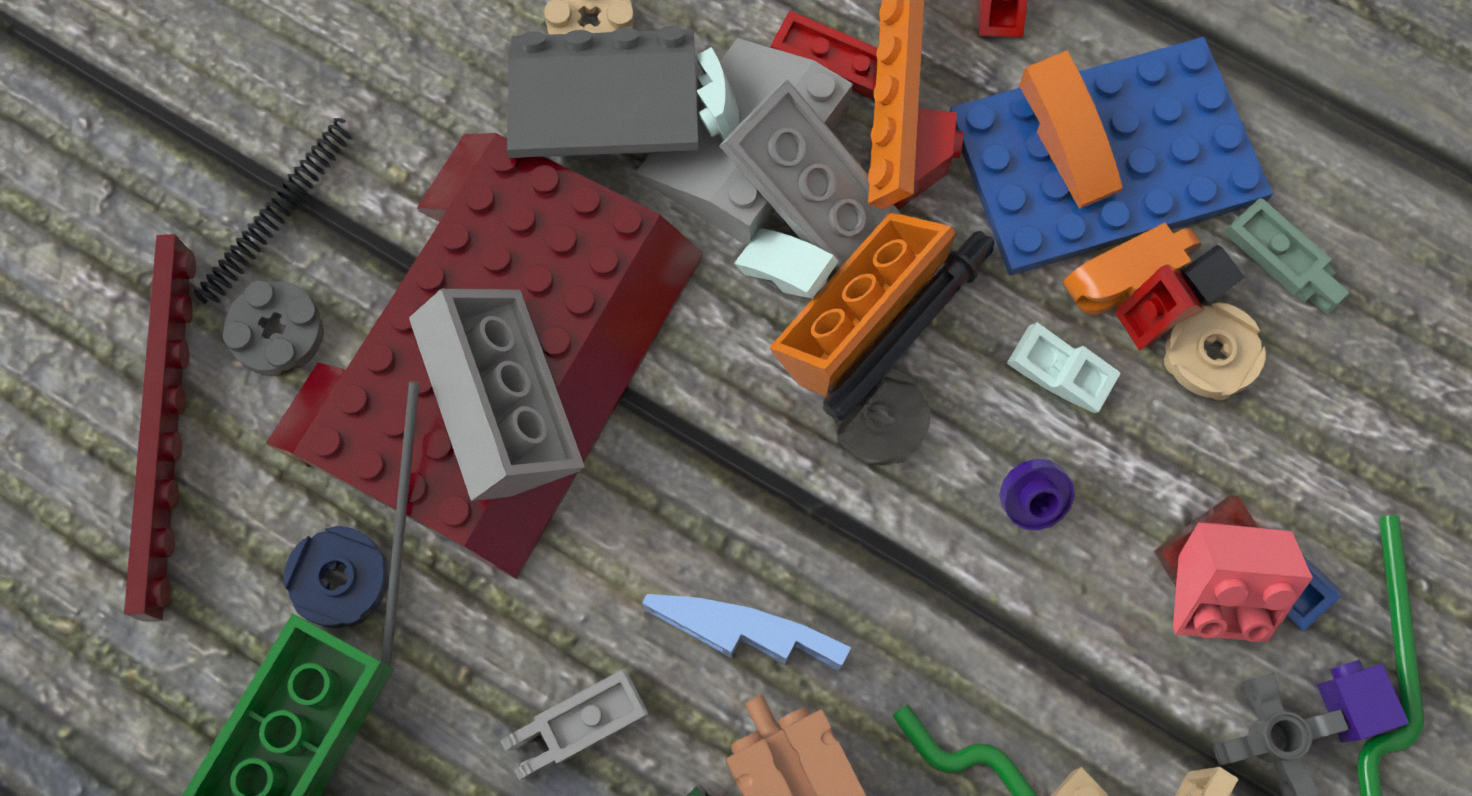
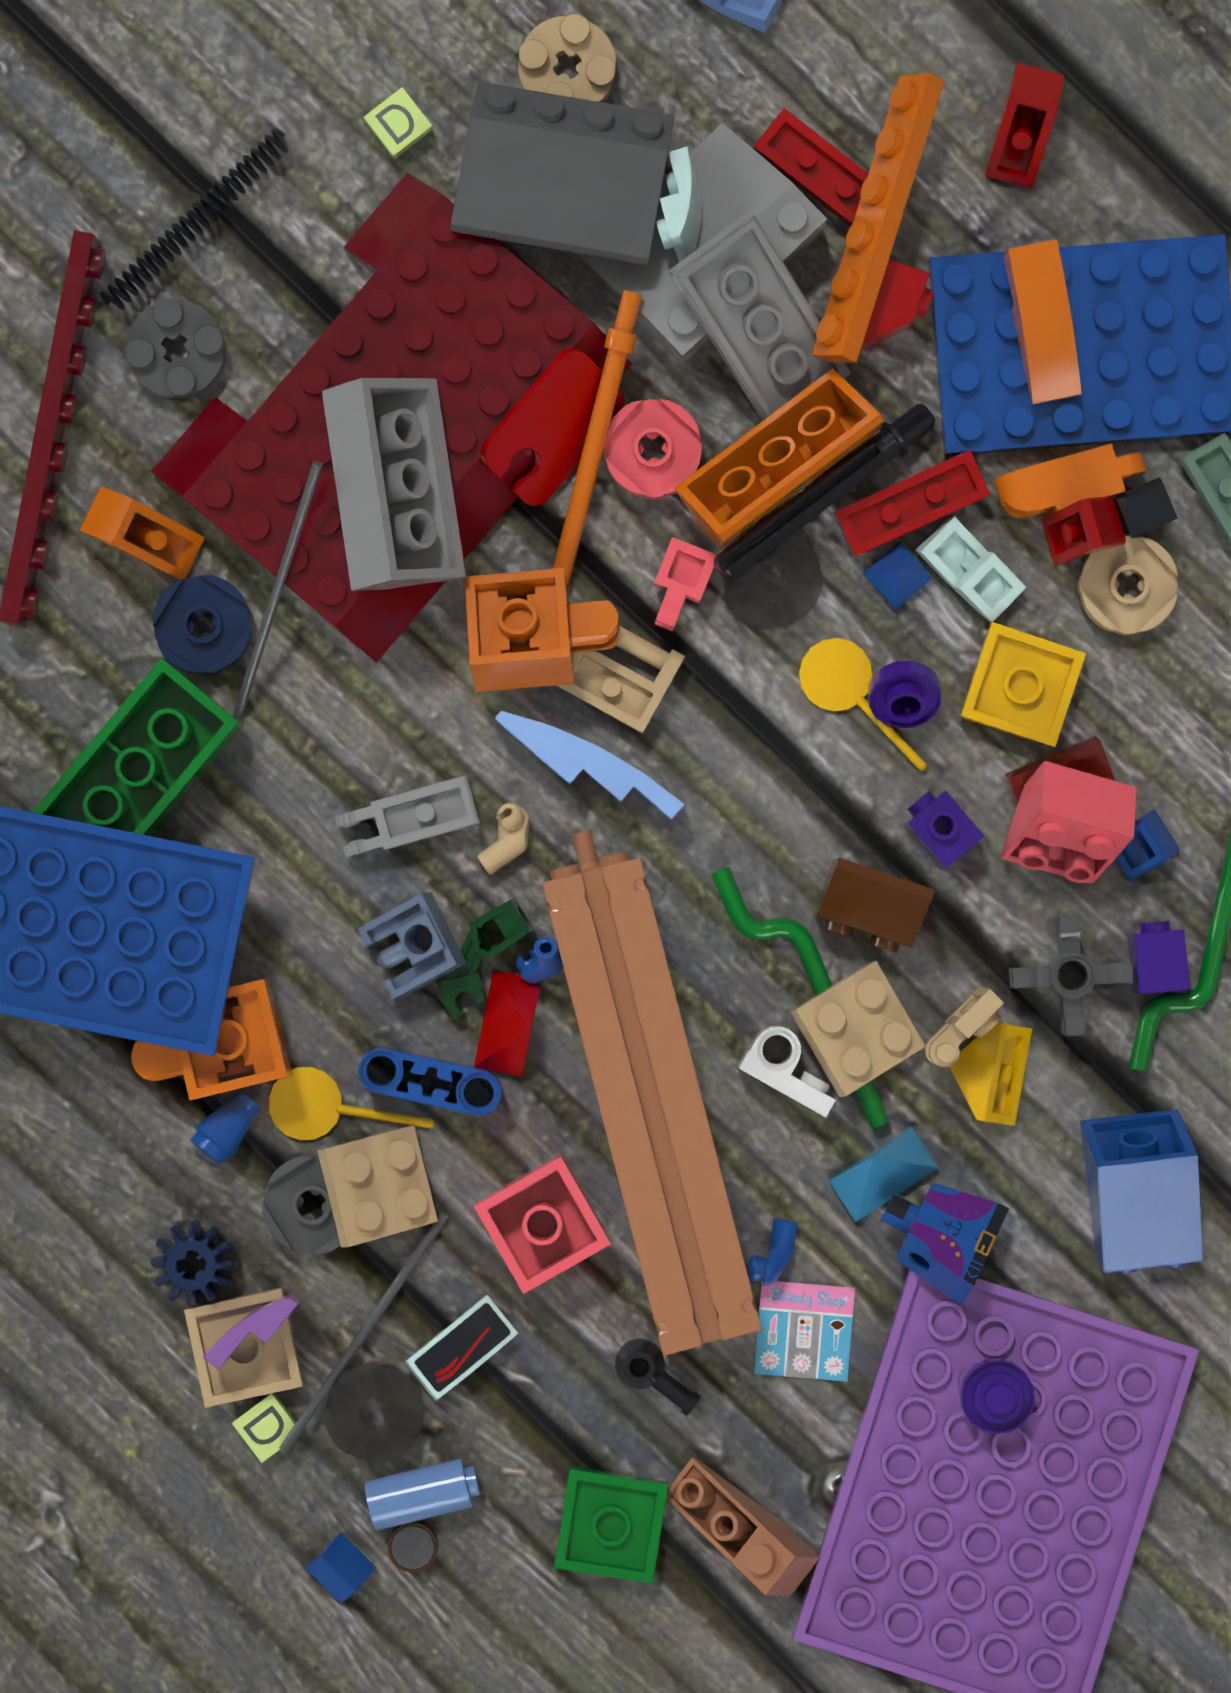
camera: 10 degrees right, 15 degrees up
(262, 500) = (142, 533): none -> orange slope
(448, 94) = (398, 123): none -> yellowish green tile
(648, 310) = (551, 422): none -> red piece
(657, 486) = (536, 610): none -> orange brick
(683, 721) = (511, 838): none -> tan arm
(687, 230) = (619, 342): none -> orange bar
(730, 297) = (652, 419): none -> coral plate
(753, 549) = (620, 690): none -> tan plate
(787, 261) = (713, 398): light aqua slope -> none
(795, 430) = (683, 576): none -> coral plate
(967, 496) = (837, 678): none -> yellow piece
(993, 320) = (912, 504): none -> red plate
(996, 389) = (897, 575): none -> blue slope
(1066, 706) = (873, 904): none -> reddish brown slope
(1110, 617) = (942, 828): none -> dark purple brick
(1145, 463) = (1022, 685): none -> yellow plate

